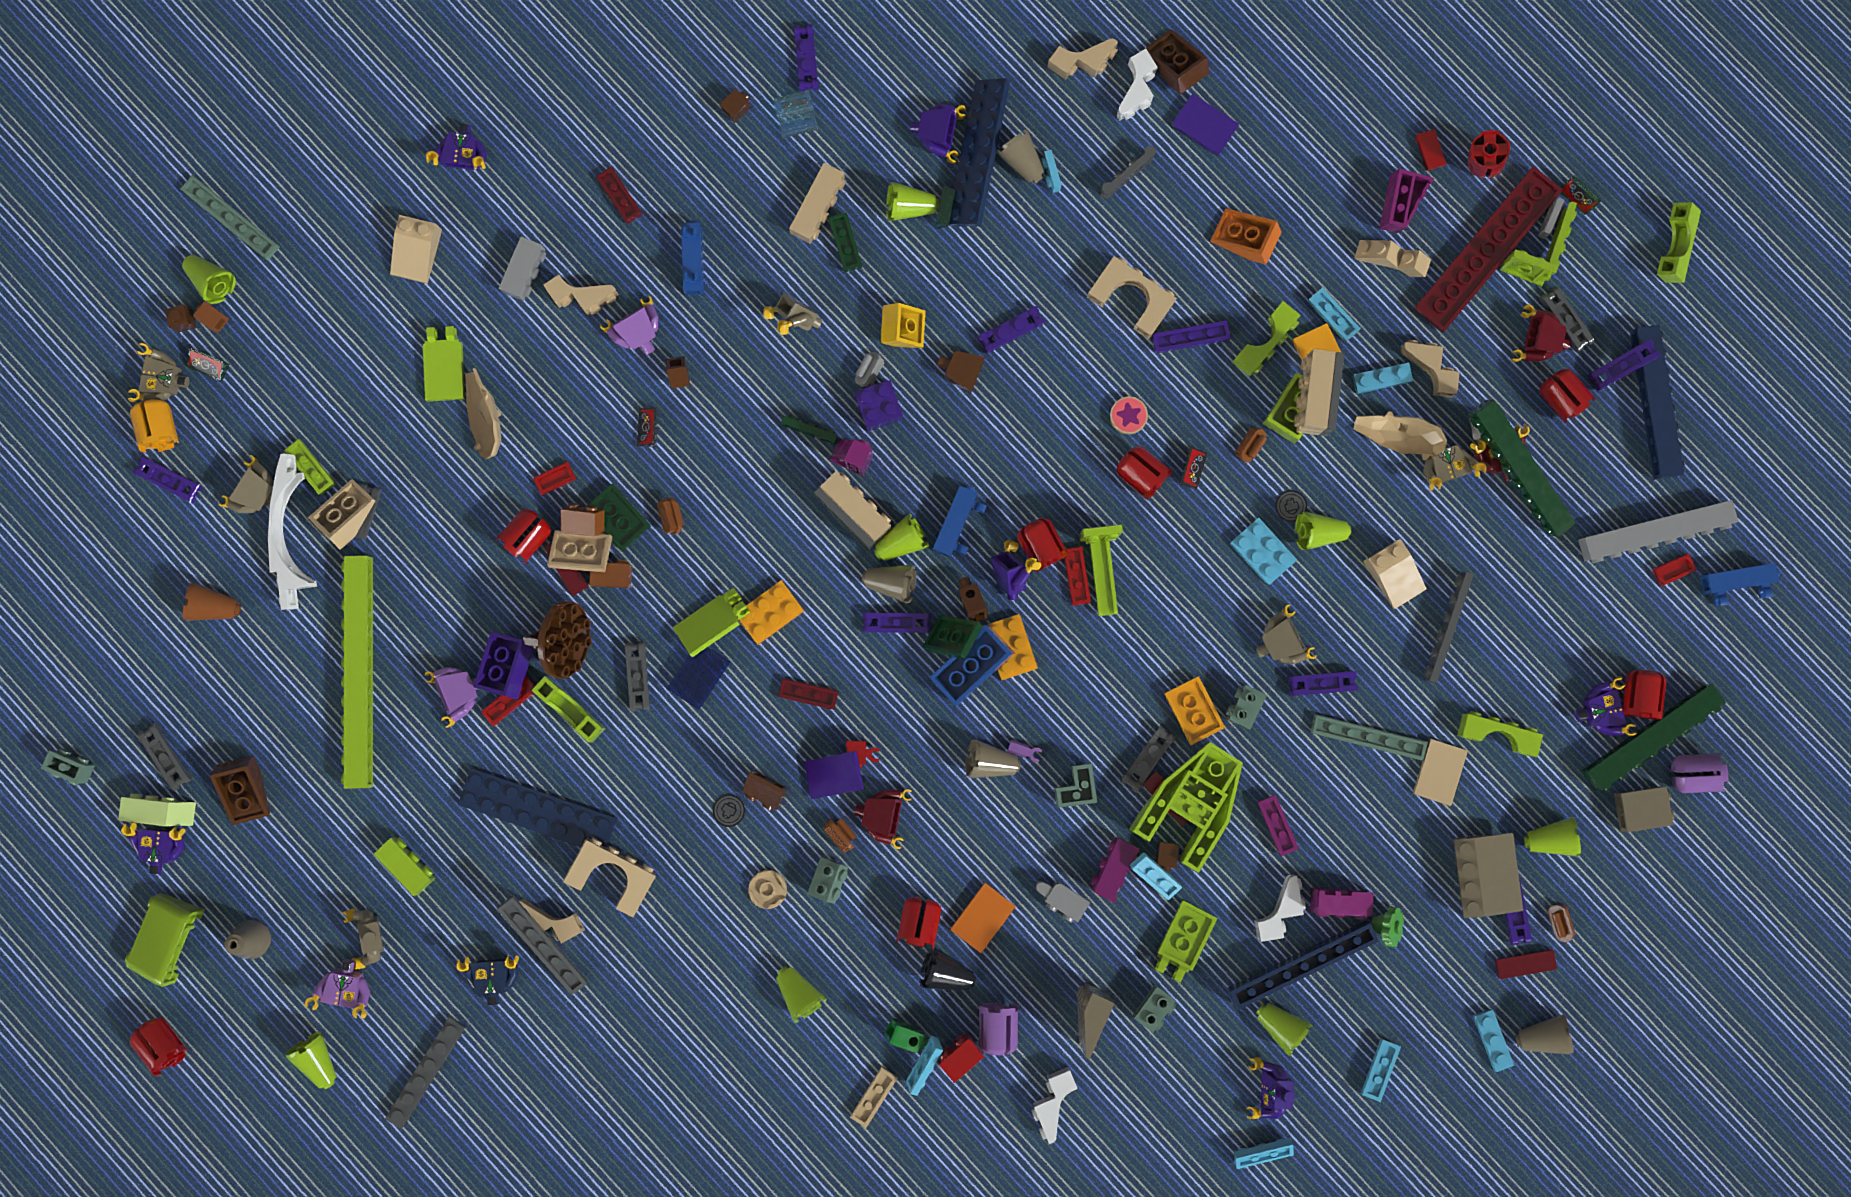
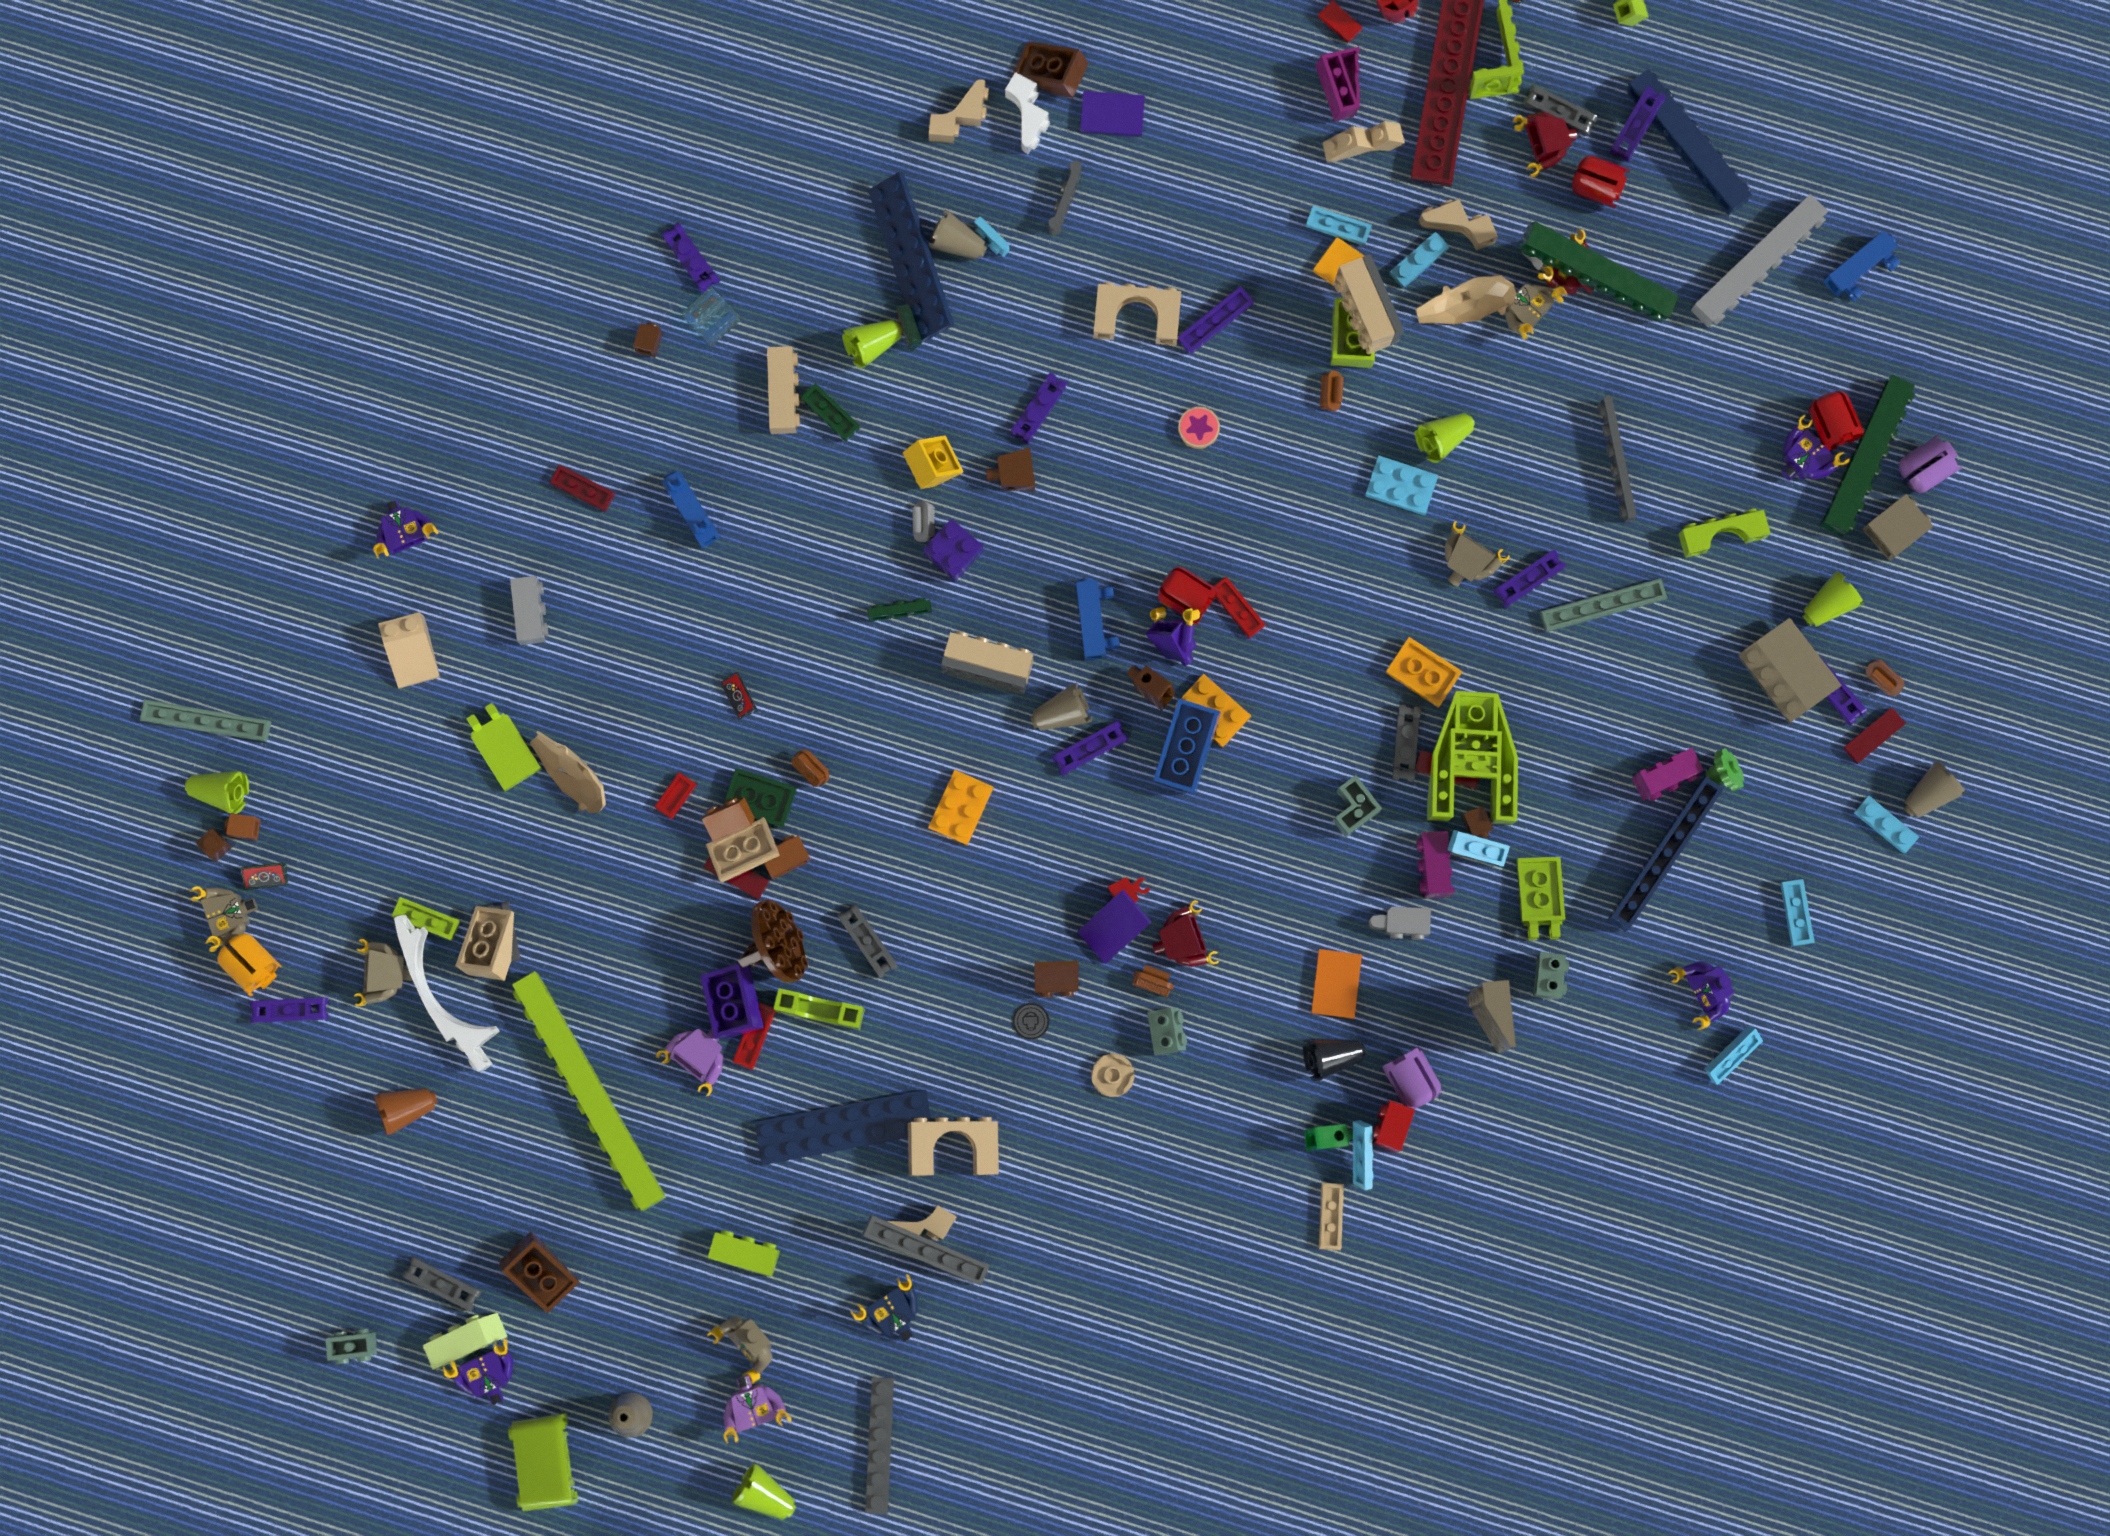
camera: 30 degrees left, 5 degrees down
(516, 528) = (669, 862): red cylinder -> none
(588, 297) = (609, 603): tan arch -> none
(636, 328) = (673, 606): medium lavender torso -> none
(677, 372) = (739, 625): reddish brown brick -> none
(699, 677) = (927, 906): clear blue plate -> none
(711, 622) = (910, 847): lime tile -> none
(794, 312) = (820, 504): dark tan torso -> none
(798, 993) = (1201, 1156): lime cone -> none
(808, 694) = (1043, 865): dark red tile -> none
(853, 455) = (955, 610): magenta wedge -> none
(901, 540) = (1049, 666): lime cone -> none
(910, 919) = (1269, 1024): red cylinder -> none
(937, 129) = (858, 255): dark purple torso -> none
(952, 636) = (1152, 728): dark green plate -> none
(989, 761) = (1256, 829): dark tan cone -> none
(1022, 750) = (1282, 802): medium lavender bar -> none
(1047, 1109) = (1505, 1131): white arch -> none
(1102, 565) = (1255, 582): lime bracket -> none
(1142, 471) = (1243, 472): red cylinder -> none
(1193, 468) = (1289, 443): slope -> none
(1247, 235) = (1213, 196): orange slope -> none
(1248, 708) = (1470, 640): sand green brick -> none
(1277, 825) = (1566, 736): magenta plate -> none
(1281, 321) = (1292, 259): lime arch -> none
(1283, 1026) = (1681, 923): lime cone -> none
(1288, 905) = (1619, 805): white arch -> none
(1290, 505) = (1402, 427): sticker -> none
(1395, 573) = (1538, 436): tan slope -> none
(1440, 772) = (1689, 600): tan tile -> none
(1550, 218) = (1489, 24): light grey tile -> none
(1674, 569) = (1796, 288): red tile -> none

